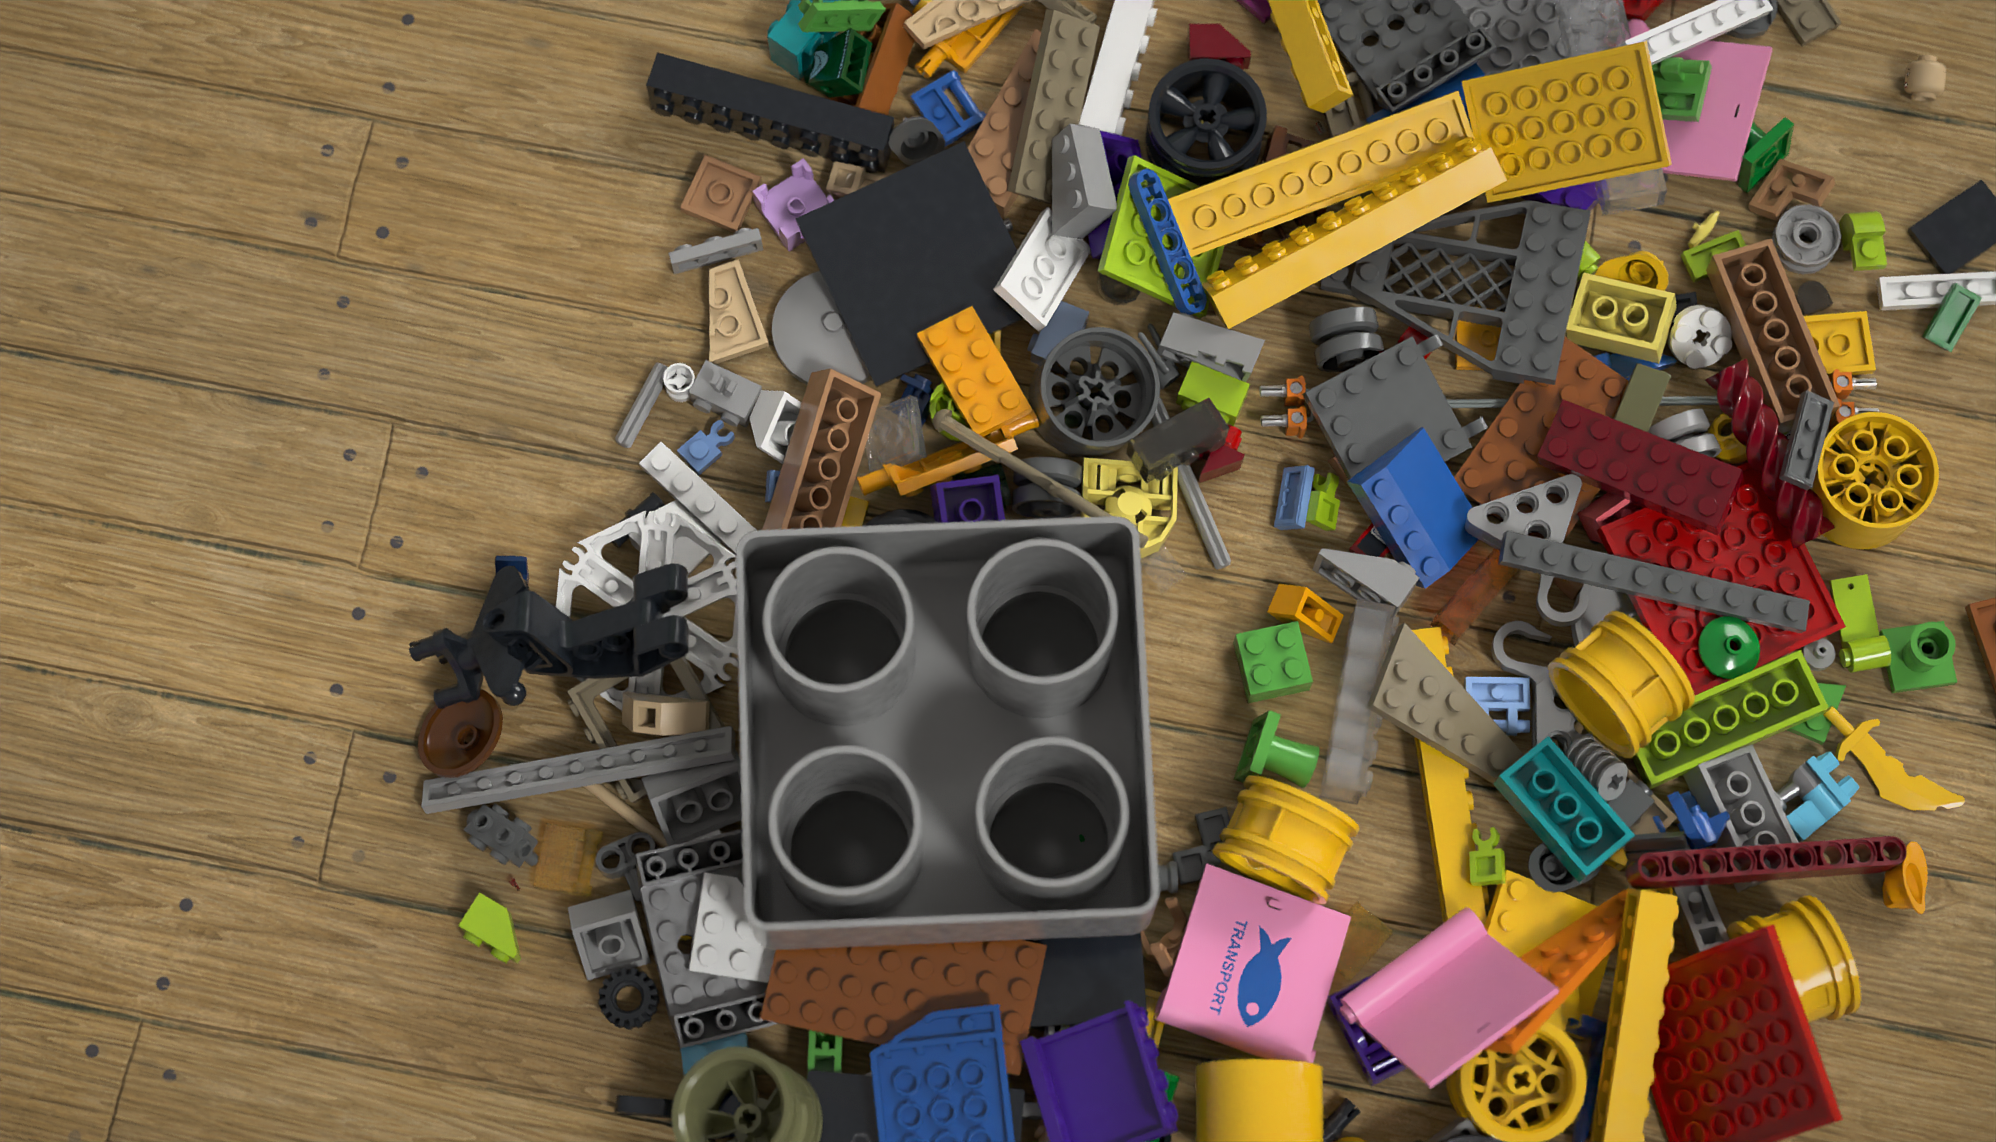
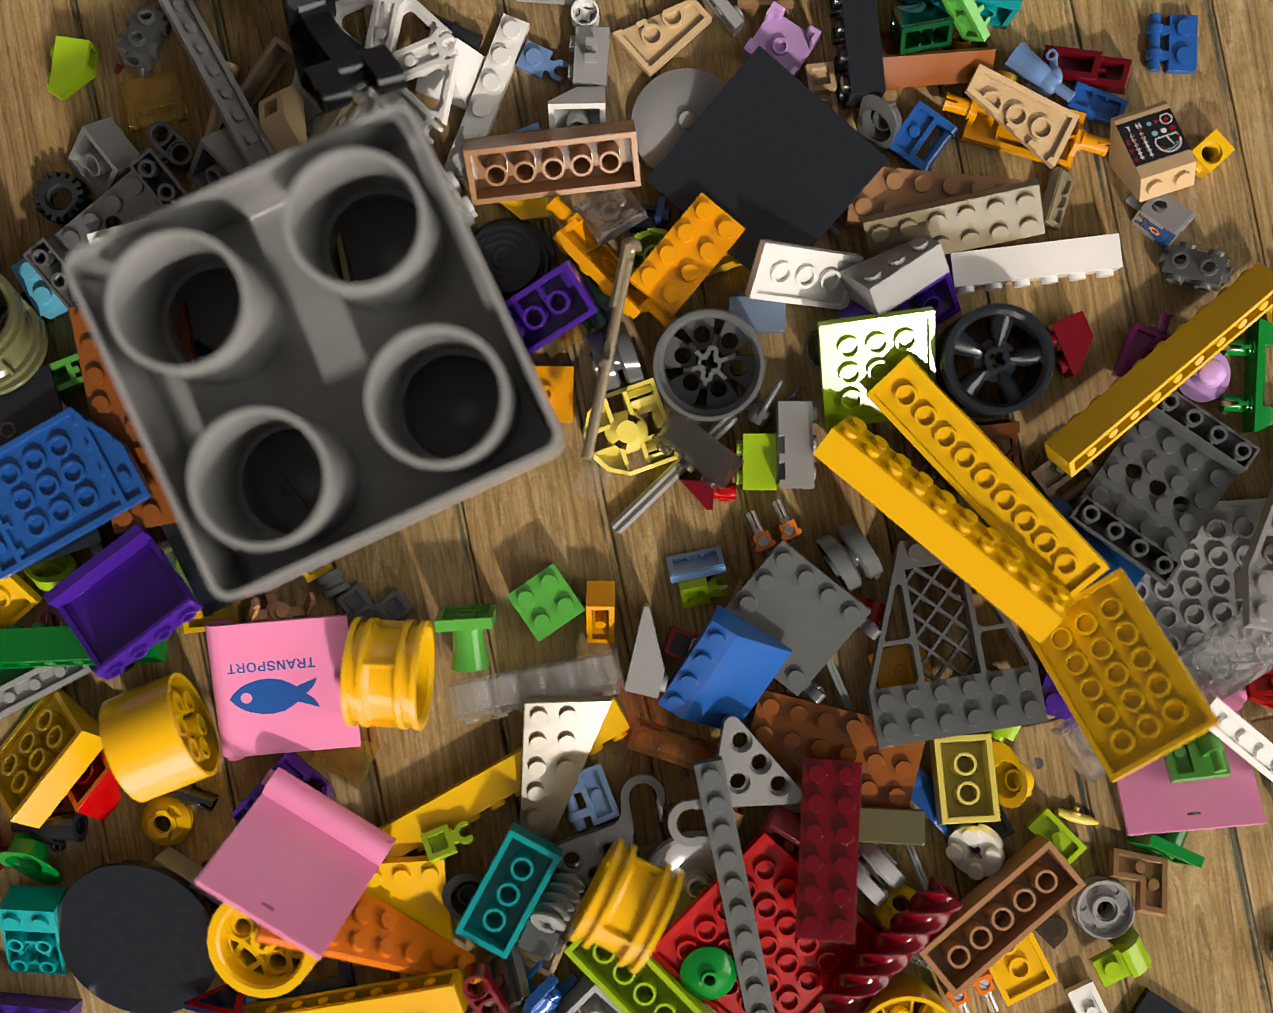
camera: 70 degrees right, 15 degrees up
(1156, 231) = (873, 357): blue beam -> none
(1806, 440) = (910, 982): dark grey tile -> none

